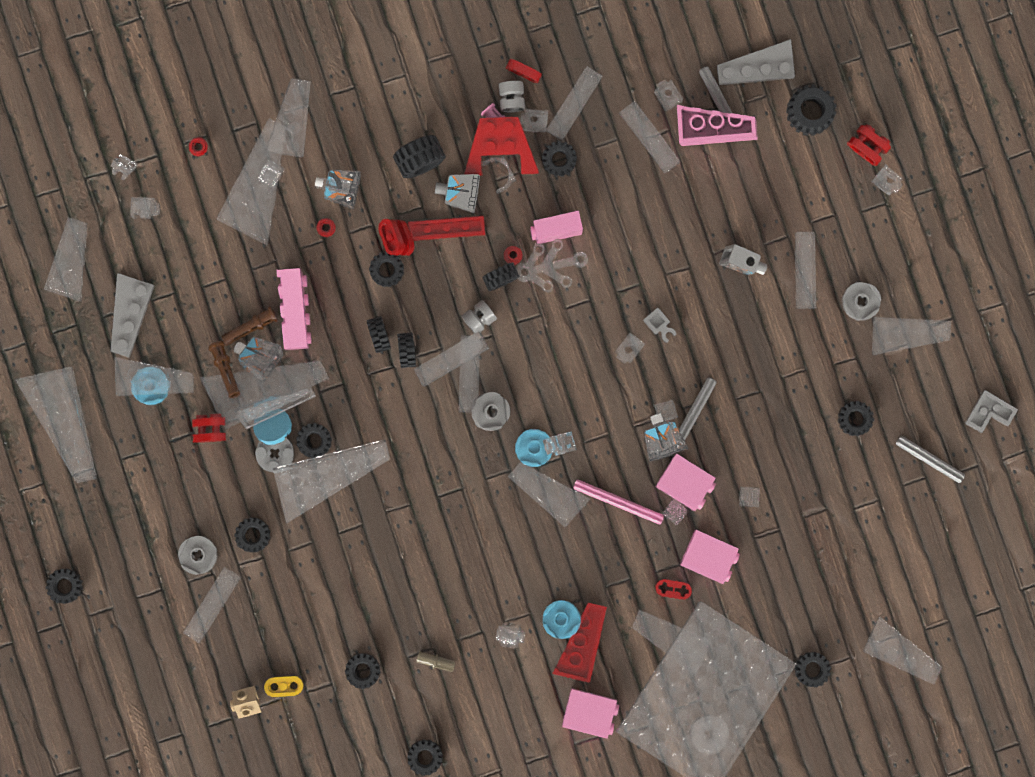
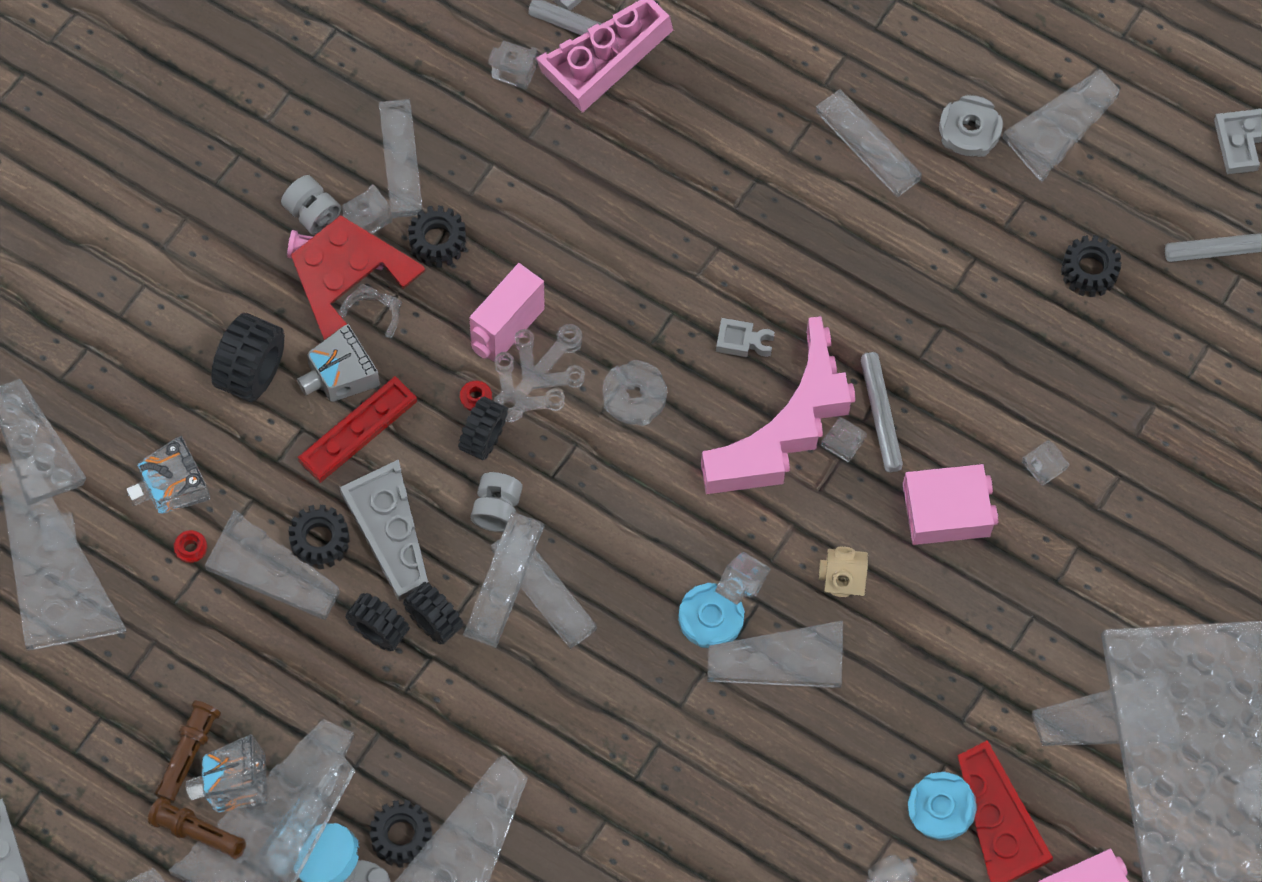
camera: 35 degrees left, 20 degrees down
(294, 309) = (230, 677): bright pink wedge -> none
(351, 263) = (261, 564): none -> clear wing
(396, 237) = (299, 482): red brick -> none
(422, 286) = (386, 521): none -> light grey wing
(480, 407) = (602, 620): light grey plate -> none
(523, 71) = (293, 166): red beam -> none
(592, 302) = (639, 409): none -> clear plate
(609, 477) = (844, 571): none -> tan brick
(618, 502) = (883, 597): bright pink axle -> none
(634, 343) = (729, 385): clear brick -> none
(649, 137) = (533, 128): clear plate -> none
(663, 439) = (873, 470): clear torso -> none
(671, 381) = (763, 455): none -> bright pink arch
(674, 584) = (1056, 659): red beam -> none
(675, 512) = (967, 555): clear slope -> none
(710, 557) = (1063, 573): bright pink brick -> none
(736, 256) = (778, 182): light grey torso -> none

